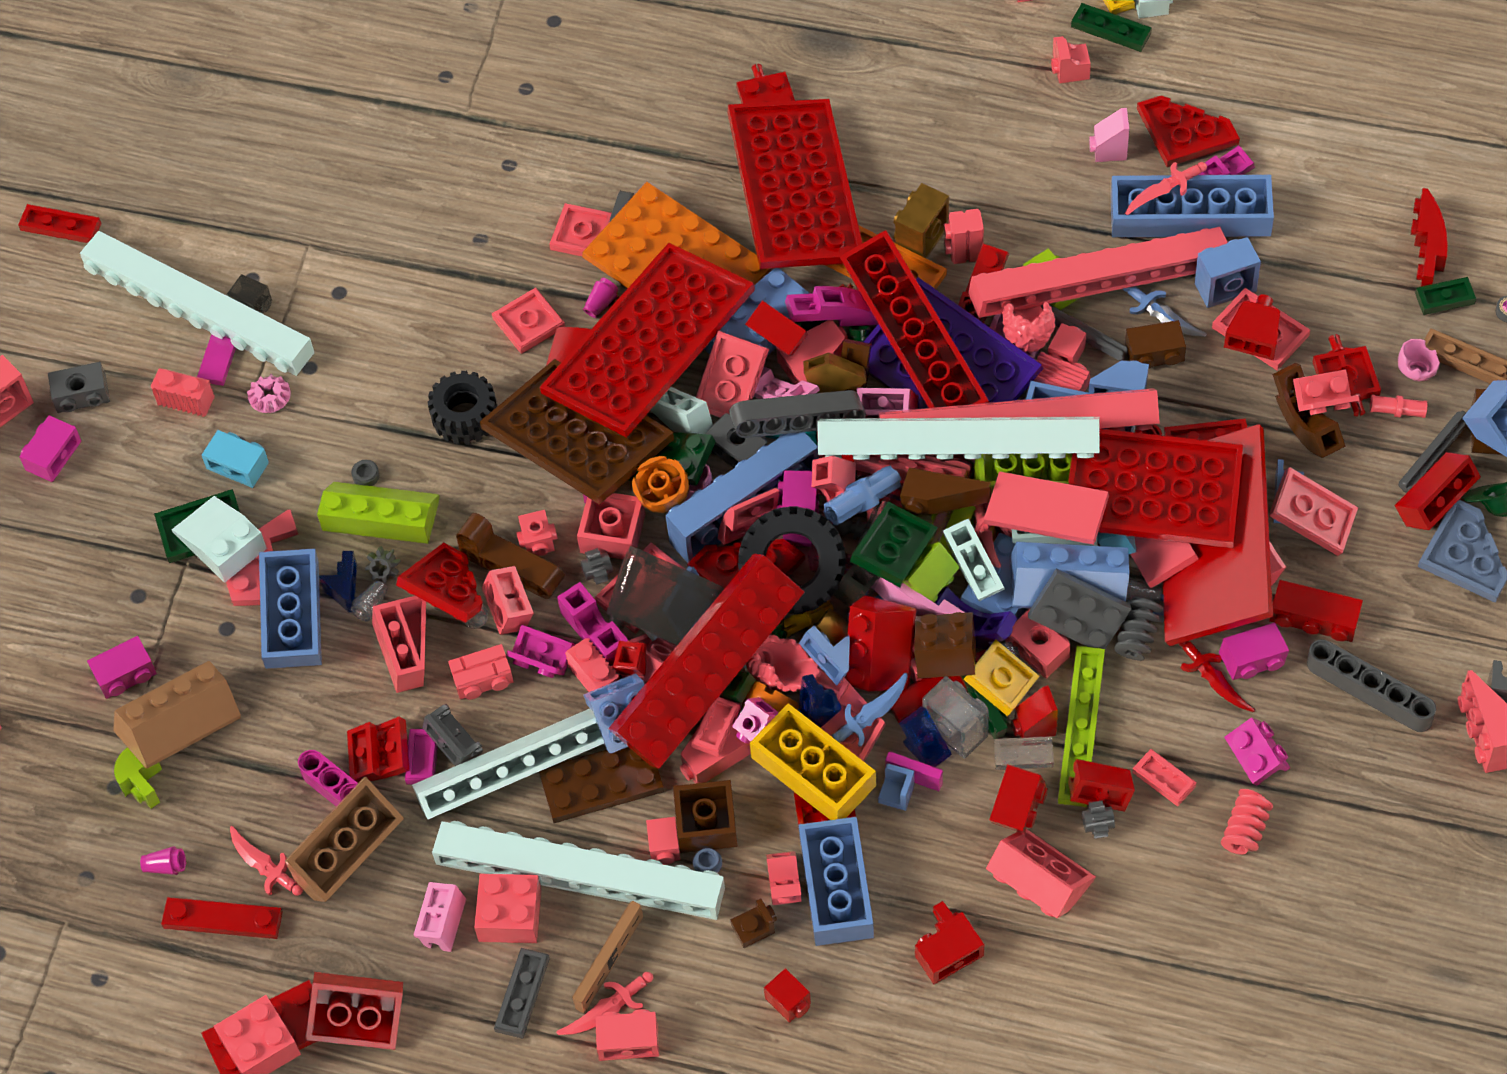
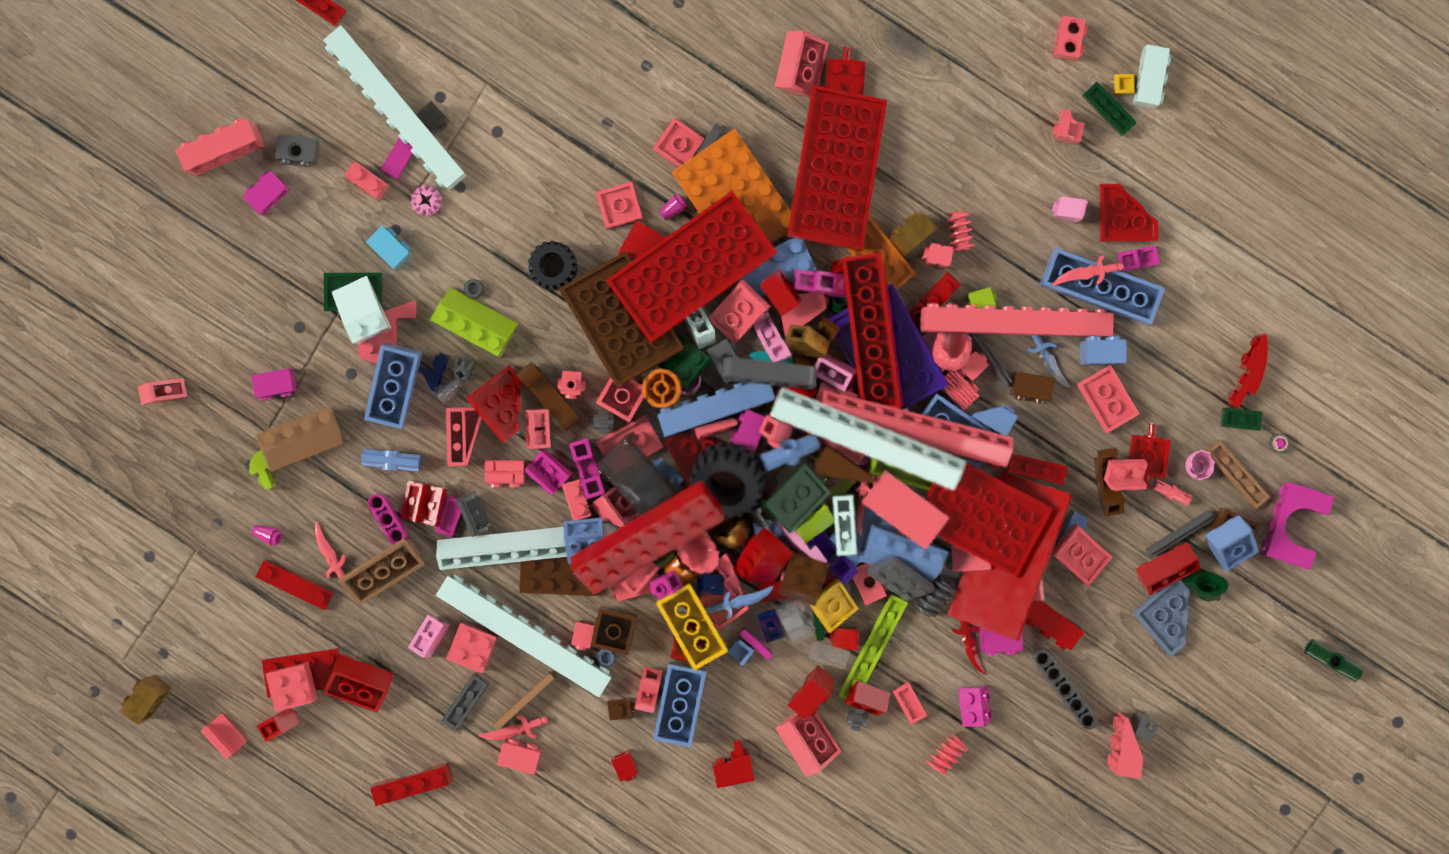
camera: 15 degrees right, 30 degrees up
(315, 709) = (391, 460): none -> medium blue piece
(630, 658) = (601, 508): red slope -> none
(704, 96) = (801, 63): none -> coral slope
(830, 659) = (729, 562): medium blue slope -> none
(980, 196) = (960, 231): none -> coral piece
(1254, 328) = (1103, 404): red torso -> none

